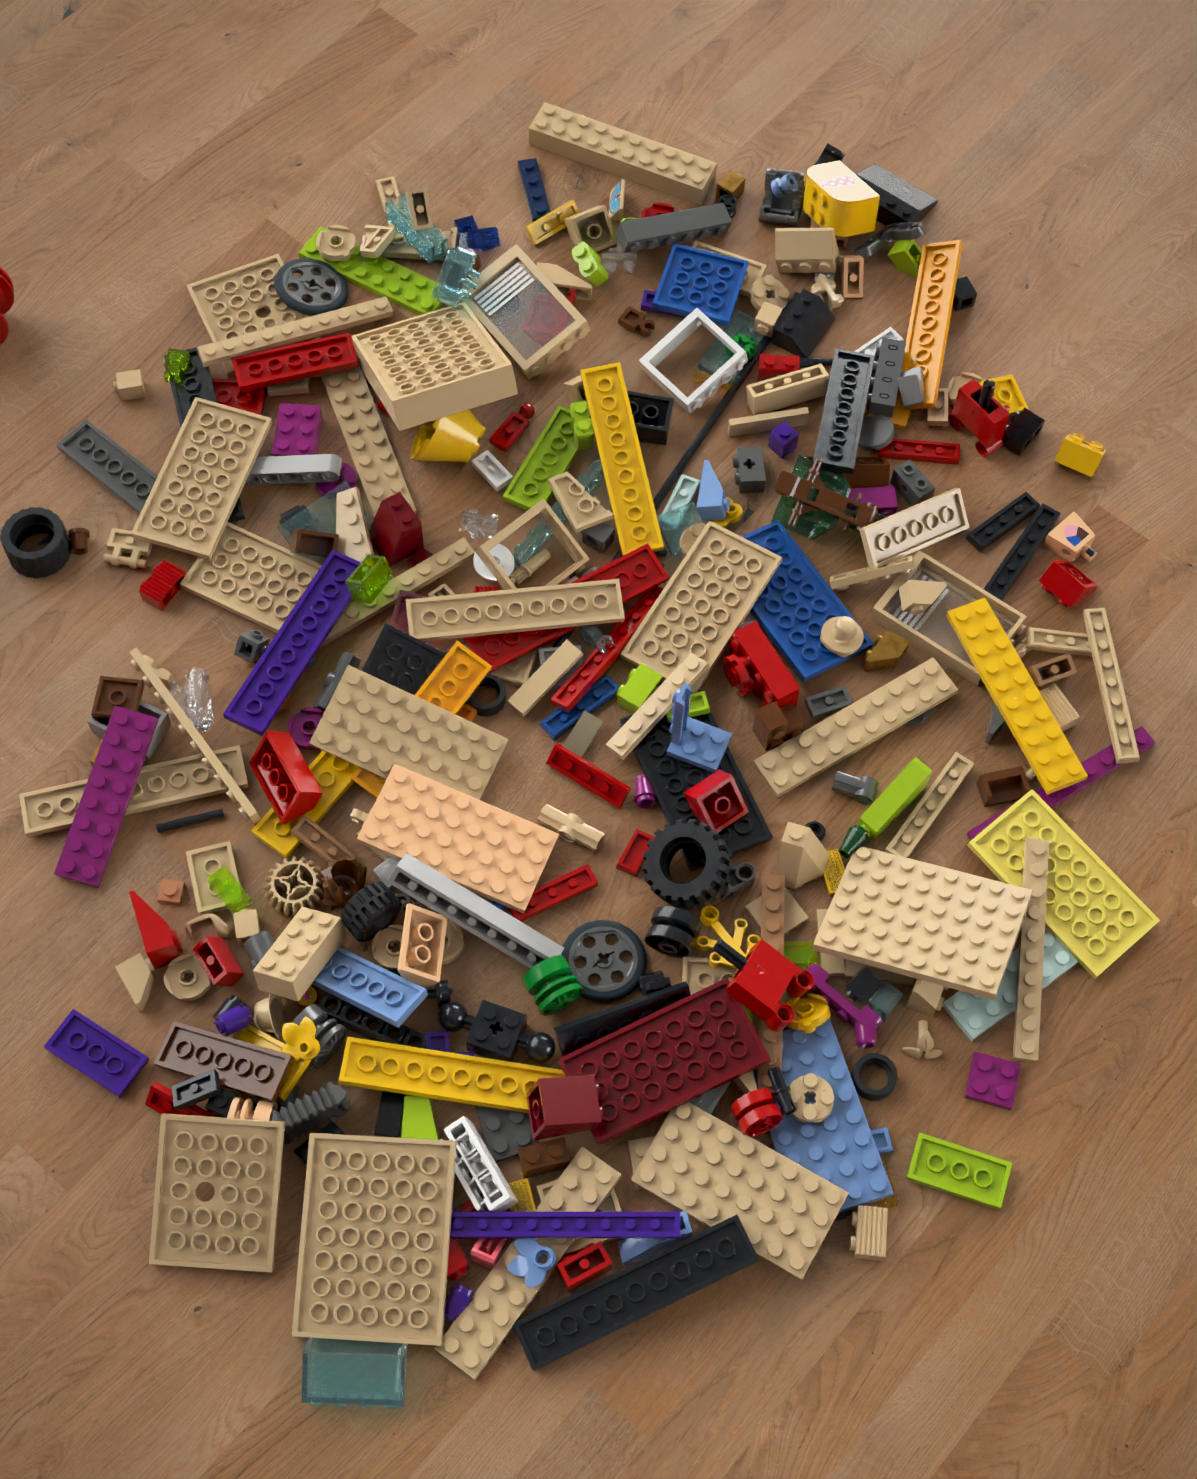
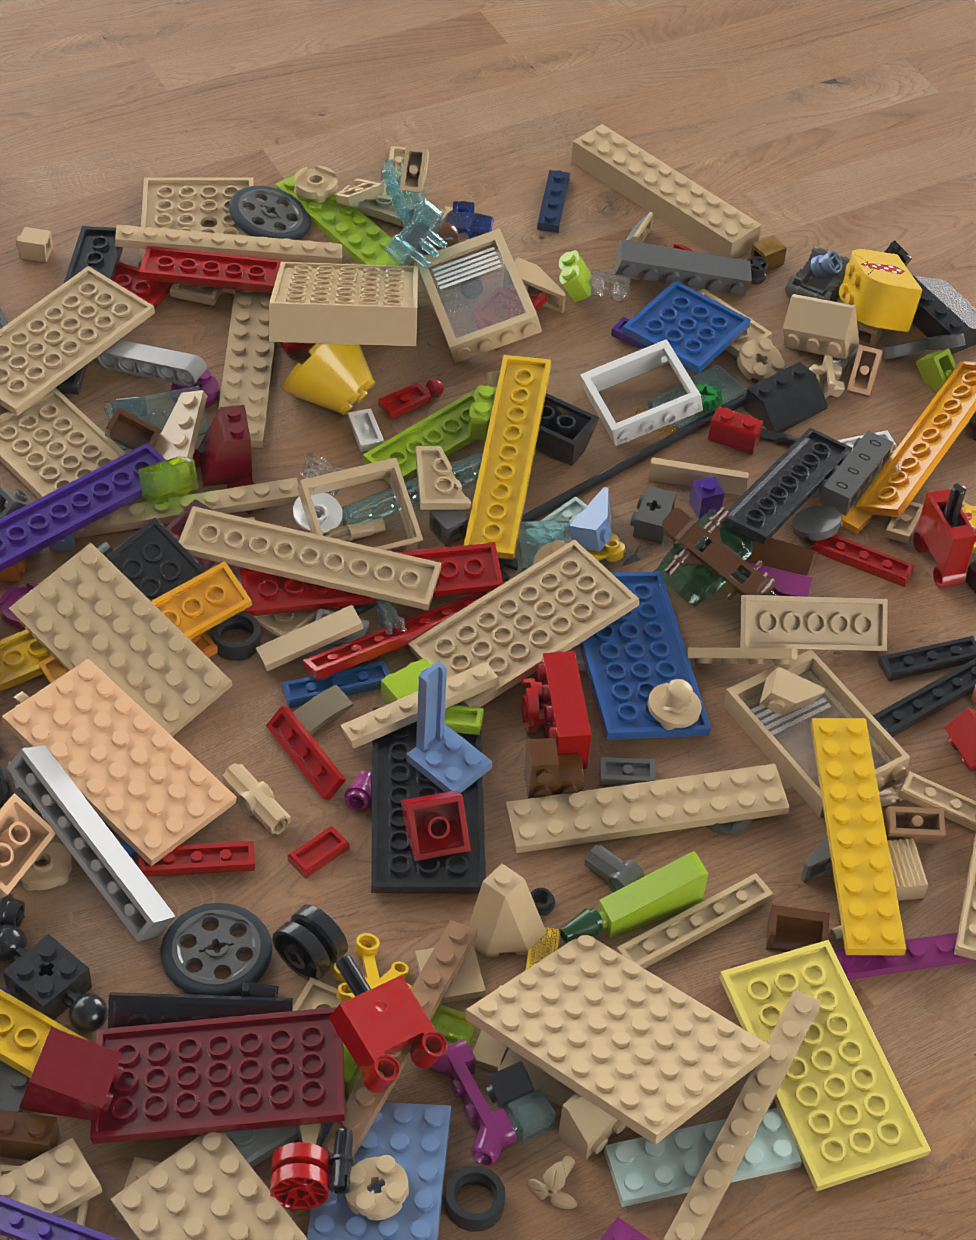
camera: 20 degrees right, 15 degrees down
(175, 362) = (88, 233): clear neon green plate -> none
(297, 430) = (180, 329): magenta brick -> none
(551, 222) = (557, 231): yellow plate -> none
(552, 985) = (138, 949): green wheel -> none
(592, 227) = (595, 245): tan slope -> none
(634, 320) = (599, 341): reddish brown plate -> none
(664, 848) = (382, 897): black tyre -> none
(737, 883) = (417, 919): dark grey piece -> none
(767, 319) = (743, 377): tan brick -> none
(787, 389) = (734, 450): tan brick -> none
(809, 1013) = (421, 1092): yellow plate -> none
(887, 652) = (722, 743): pearl gold slope -> none
(911, 483) = (835, 579): dark grey brick -> none
(912, 387) = (879, 488): light grey slope -> none

